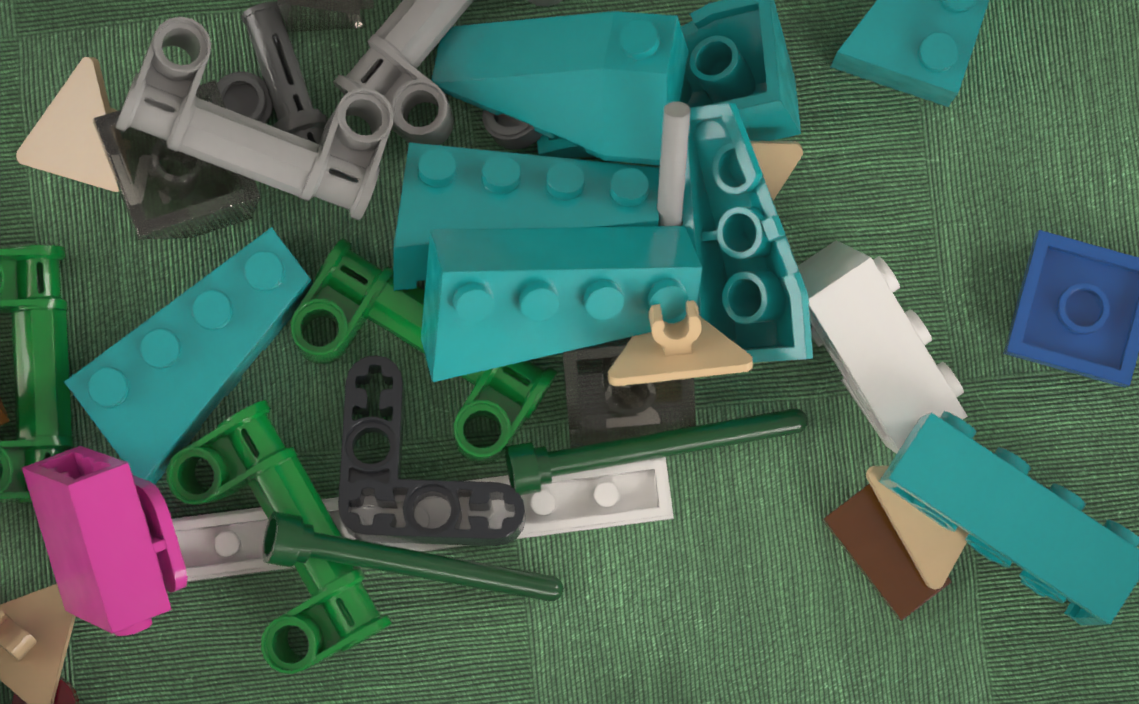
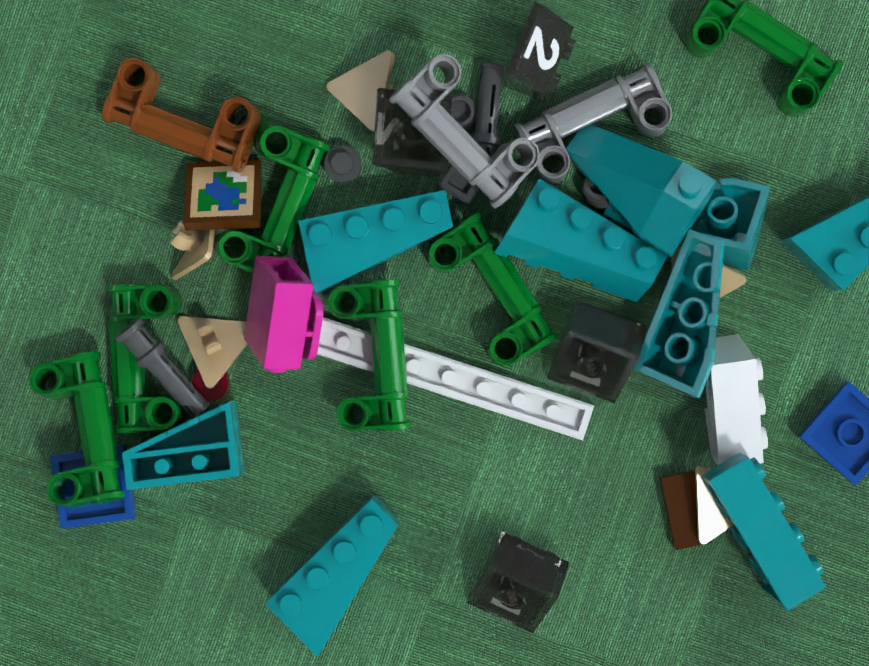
camera: 25 degrees right, 5 degrees up
(96, 265) = (342, 164): none -> dark grey plate
(292, 215) = (457, 185): none -> dark grey tile
(292, 541) = (378, 362): dark green piece -> none
(385, 480) = (441, 351): black beam -> none
(534, 467) = (522, 380): dark green piece -> none
(548, 291) = (577, 296): teal wedge -> none
(673, 163) = (669, 269): light grey bar -> none
(678, 351) = (631, 357): tan piece -> none

